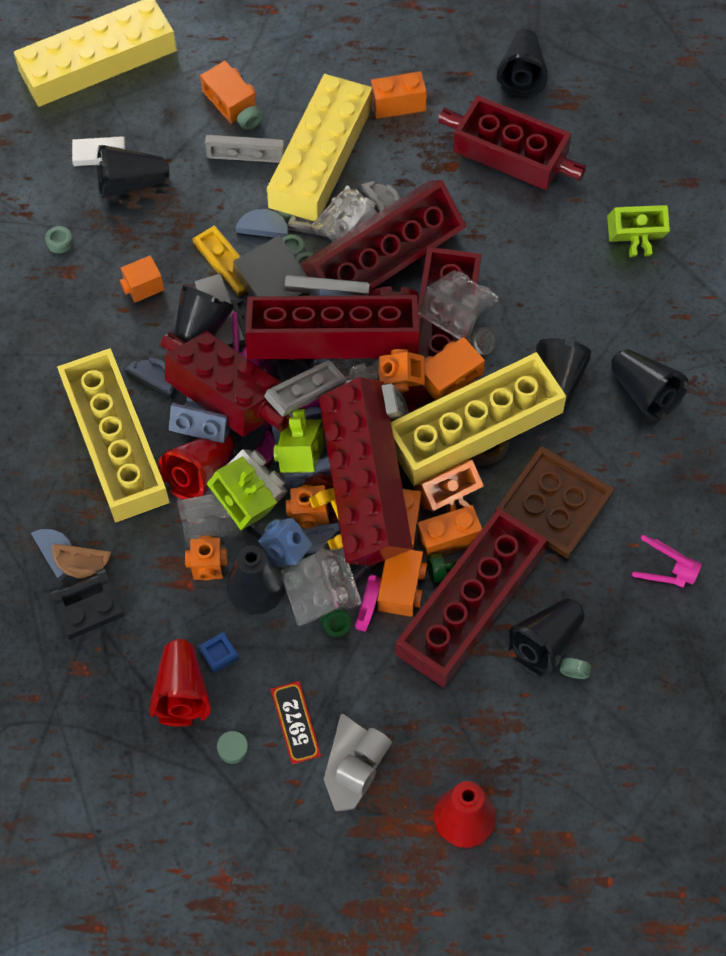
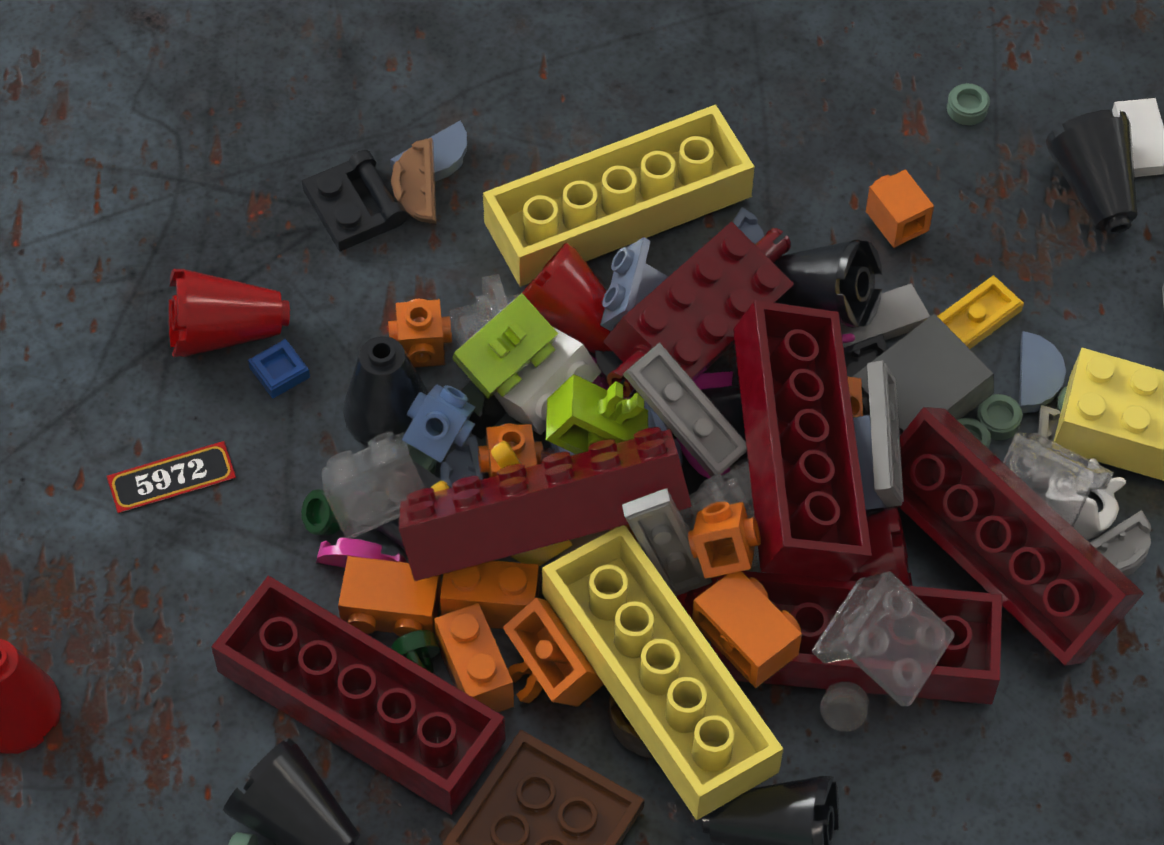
camera: 85 degrees right, 5 degrees down
(232, 747) = (131, 396): sand green tile -> none
(353, 762) = (104, 551): light grey panel -> none

